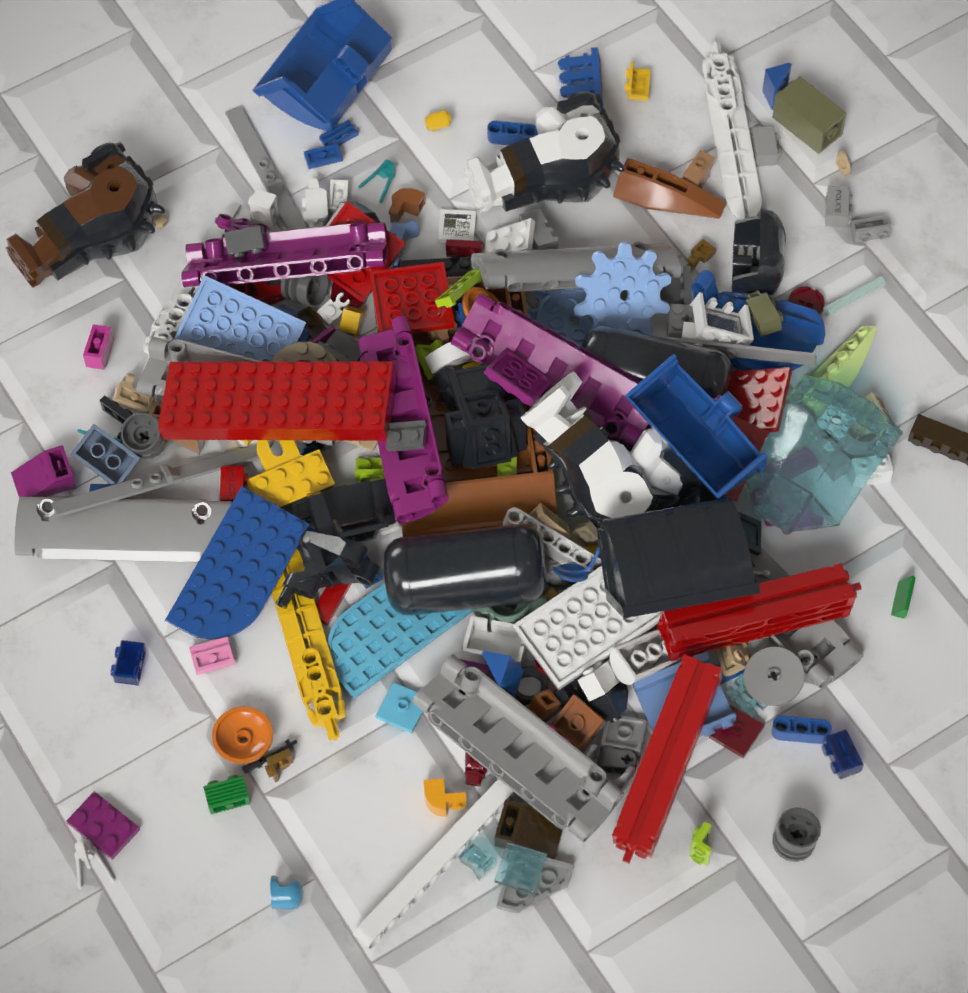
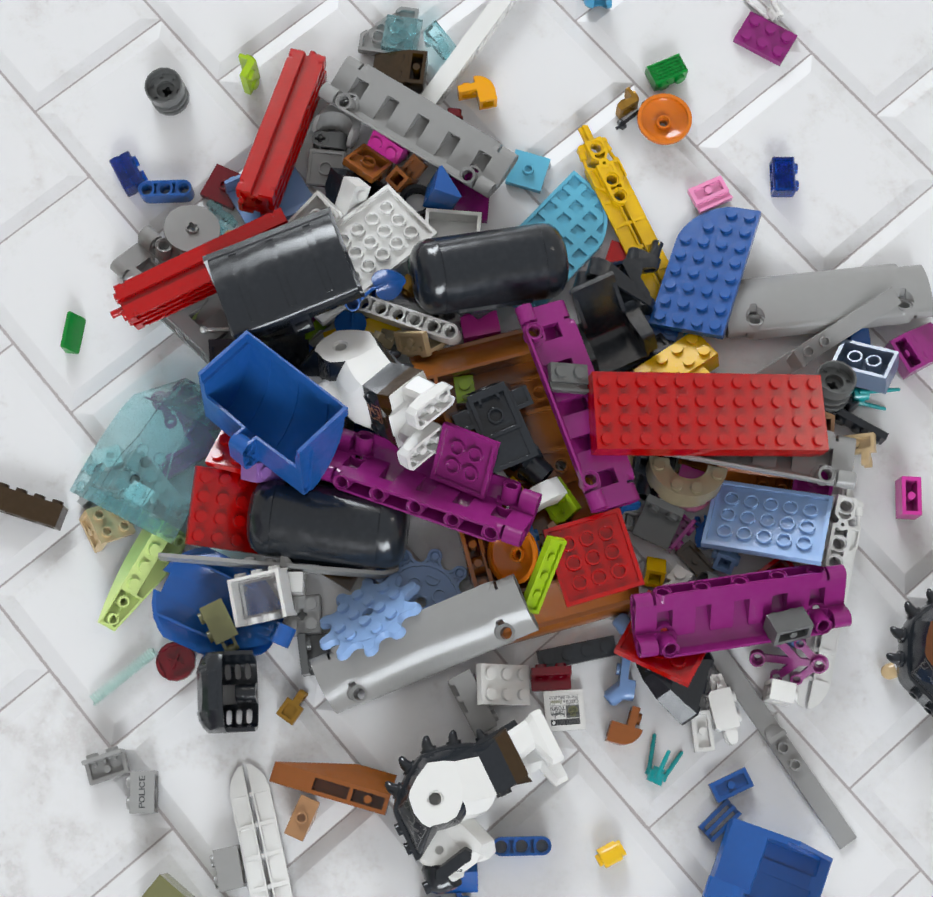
camera: 170 degrees right, 15 degrees up
(231, 481) = (731, 358): red brick -> none
(843, 163) = (138, 856): tan tile -> none

